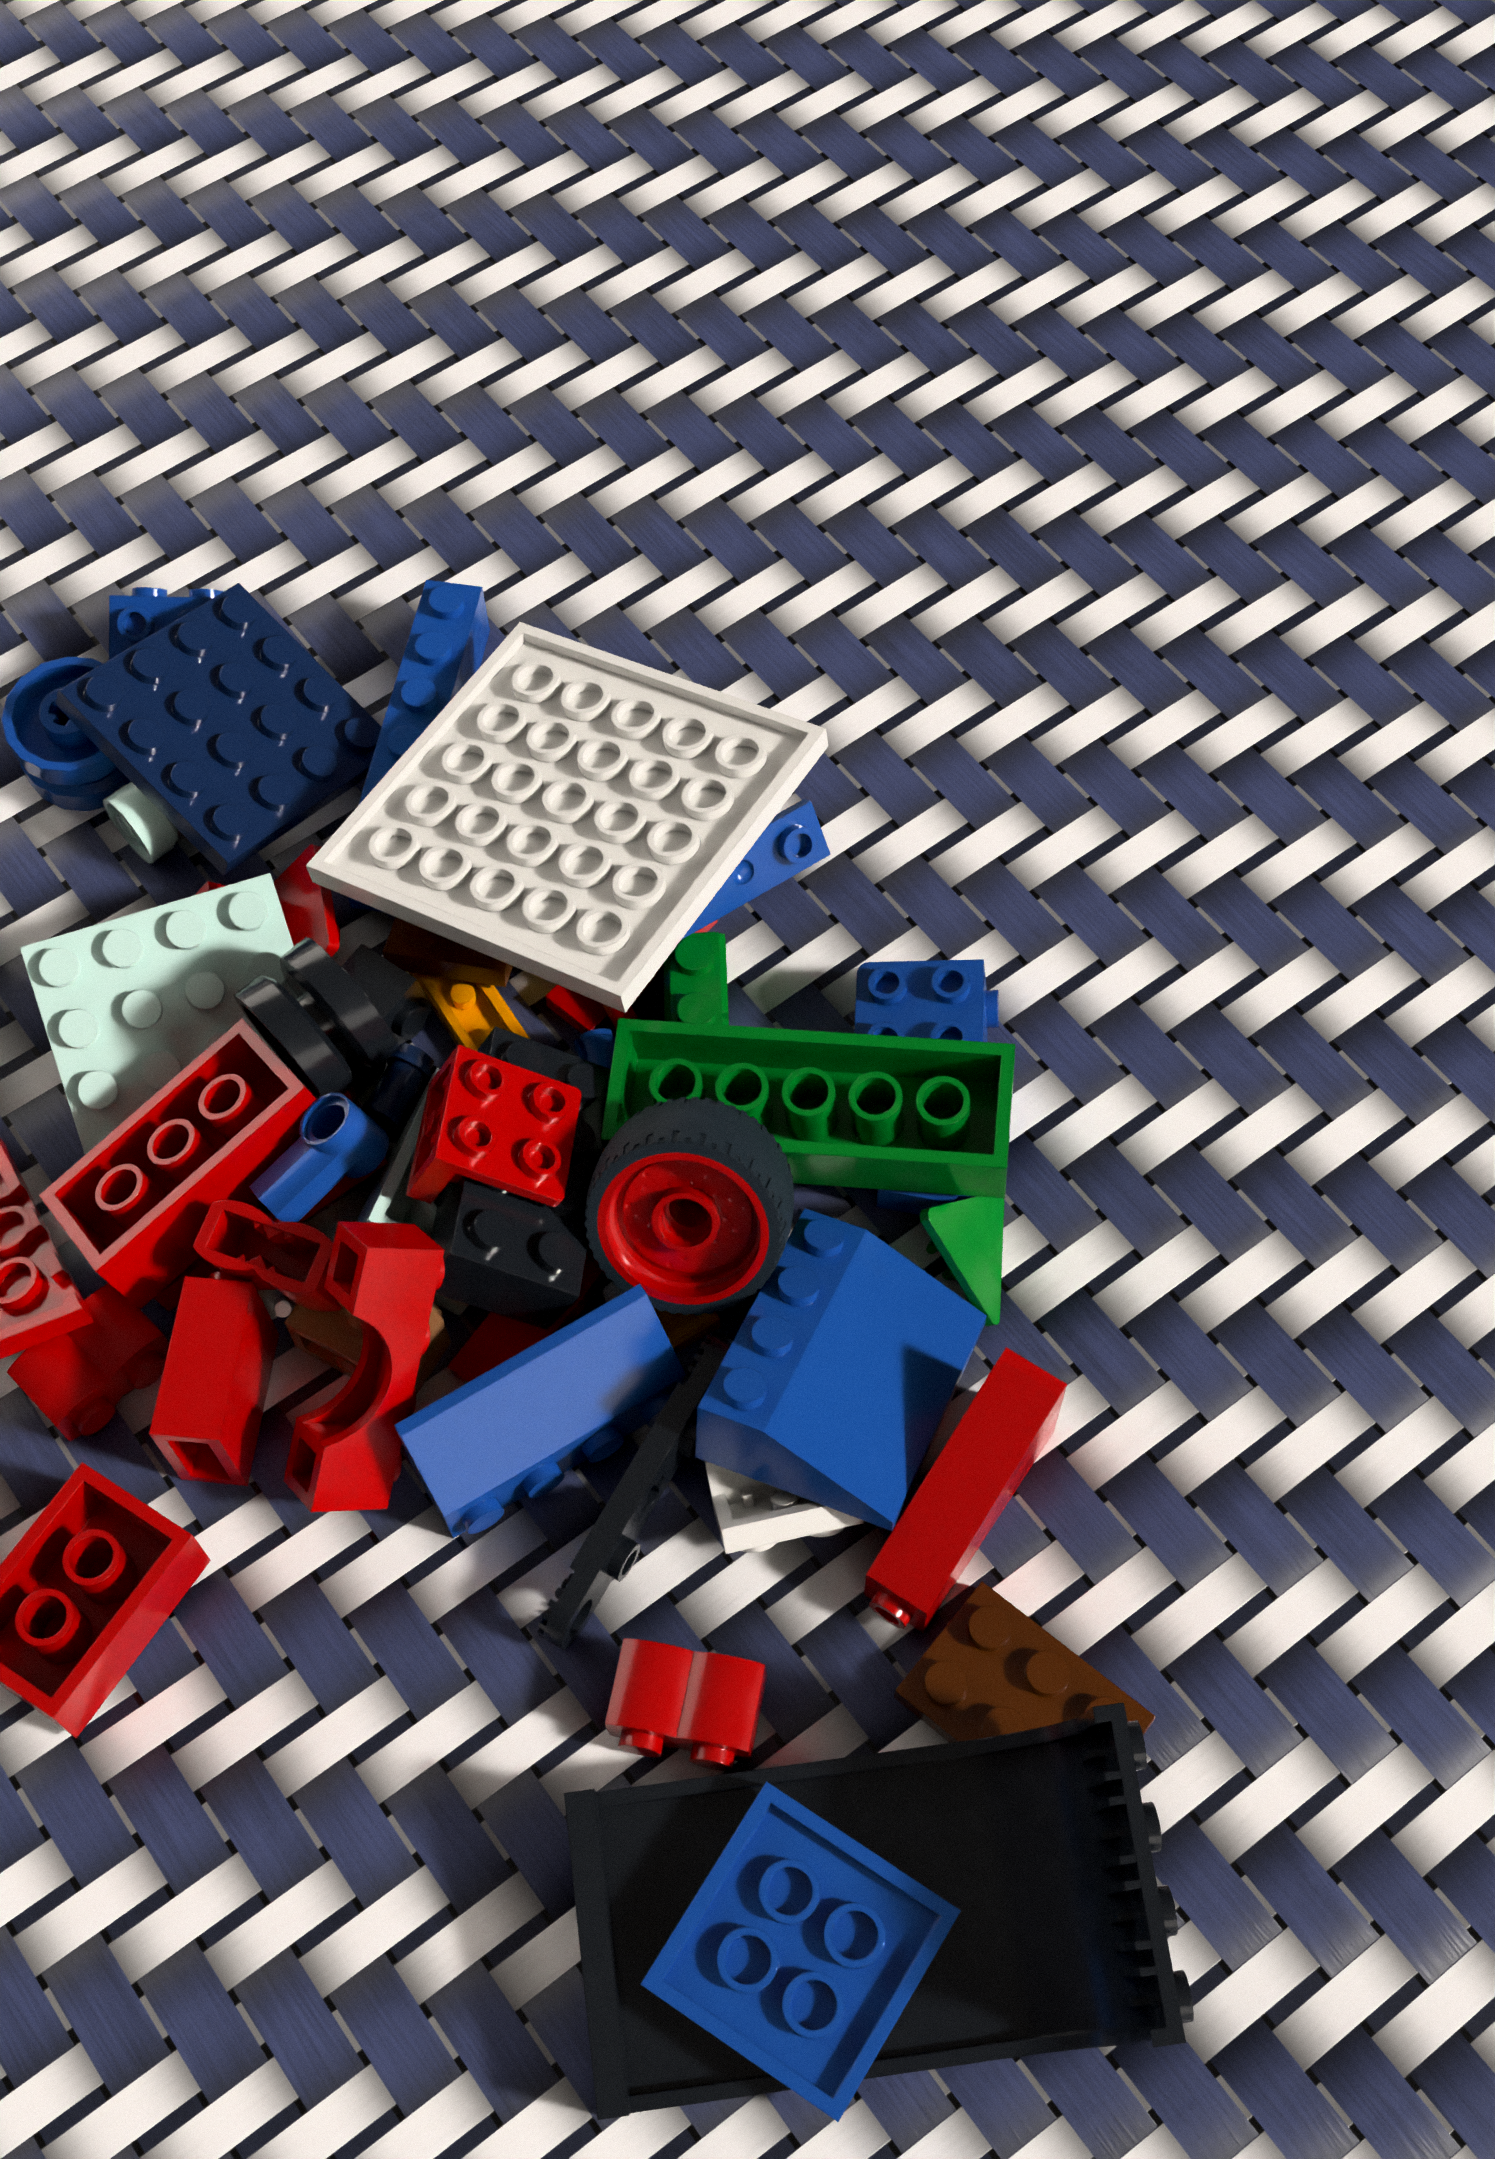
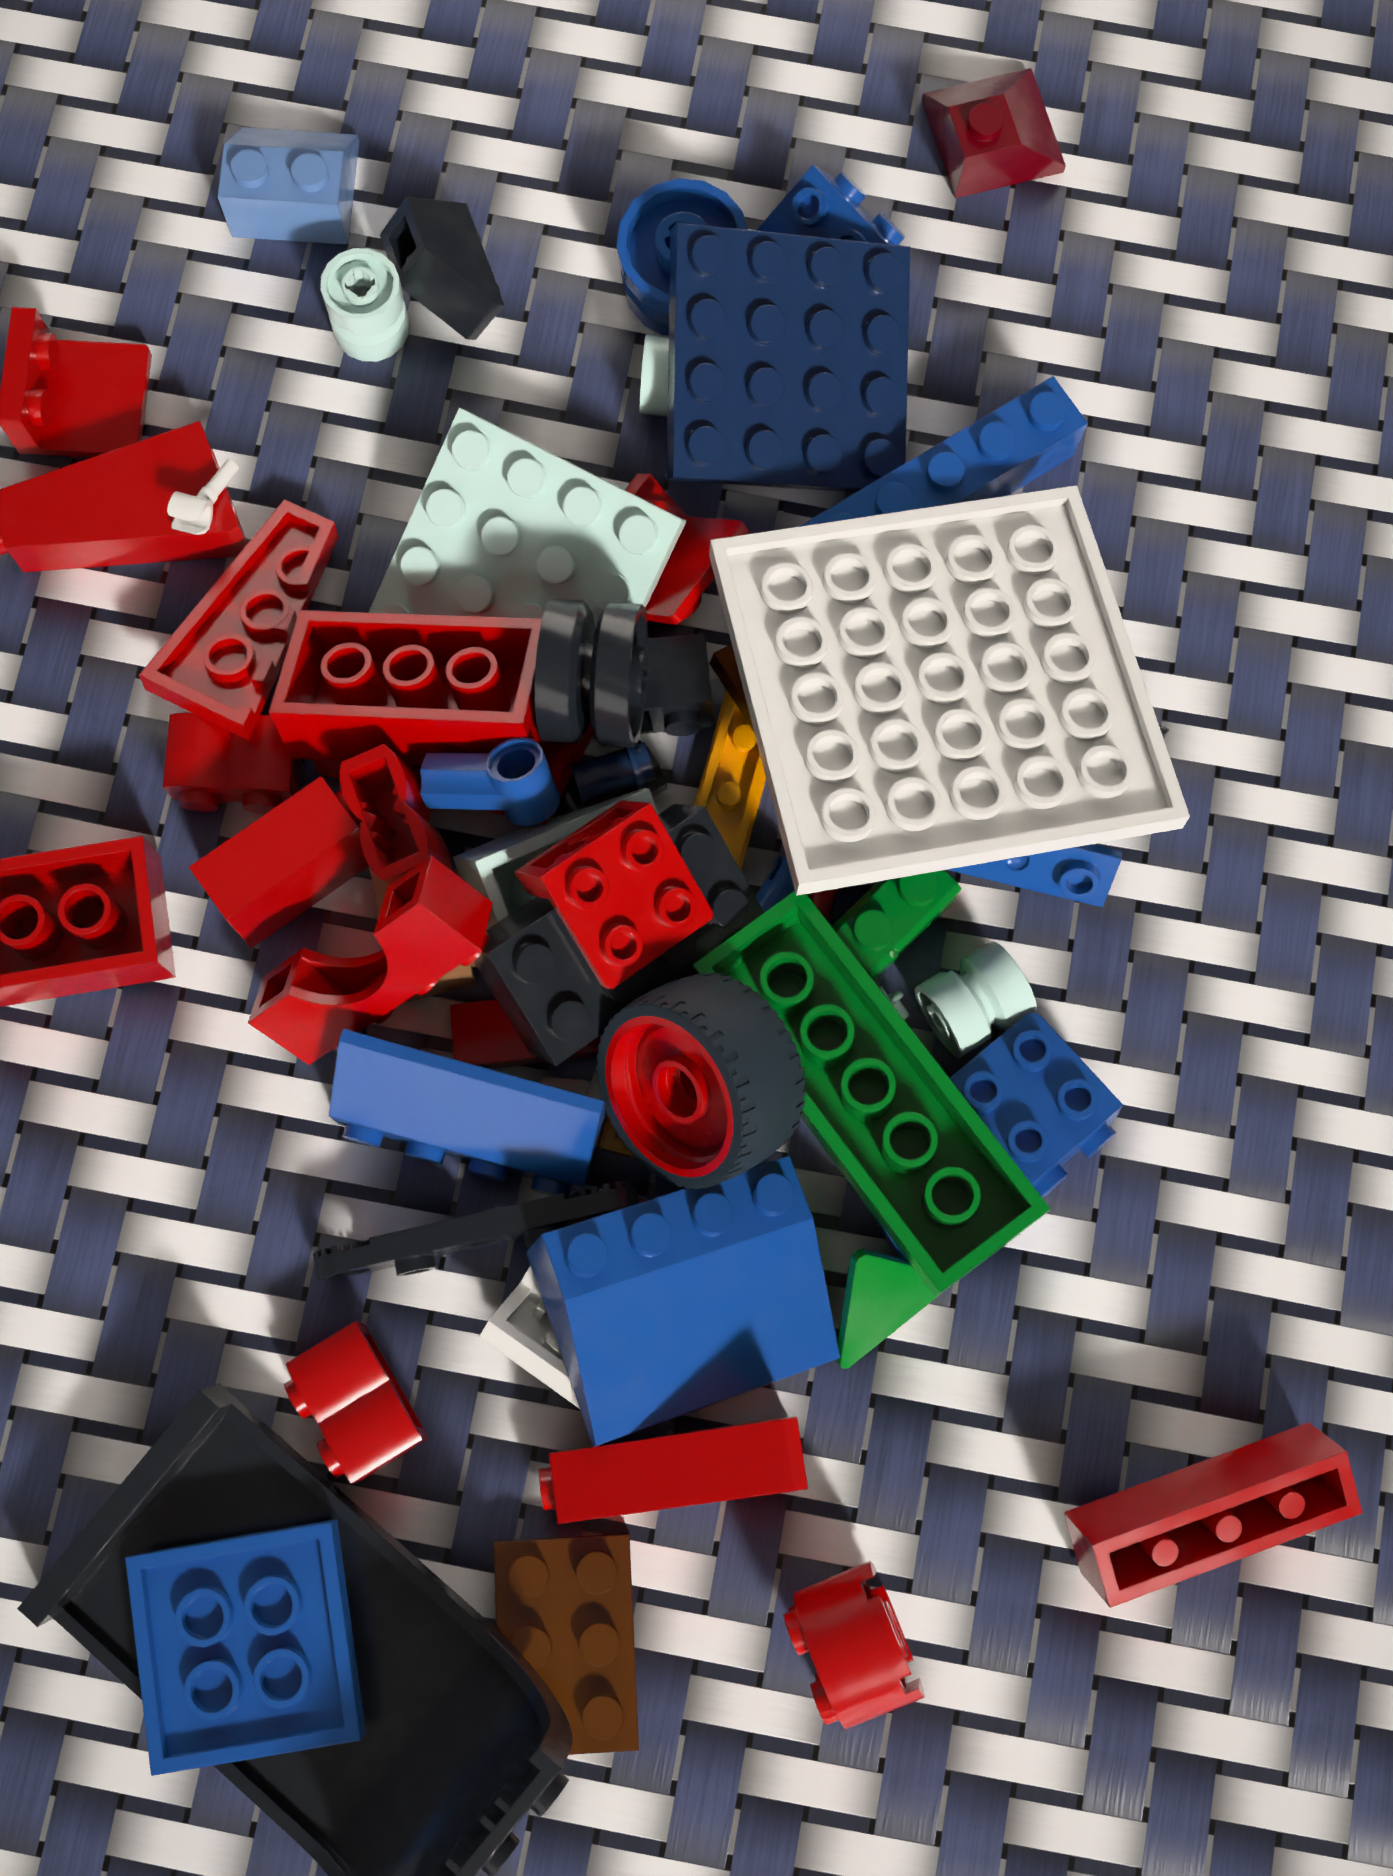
camera: 40 degrees right, 15 degrees up
(211, 489) = (993, 133): none -> dark red slope
(813, 988) = (983, 994): none -> light aqua wheel
(1214, 1474) = (853, 1647): none -> red brick
(1329, 1155) = (1212, 1513): none -> red brick

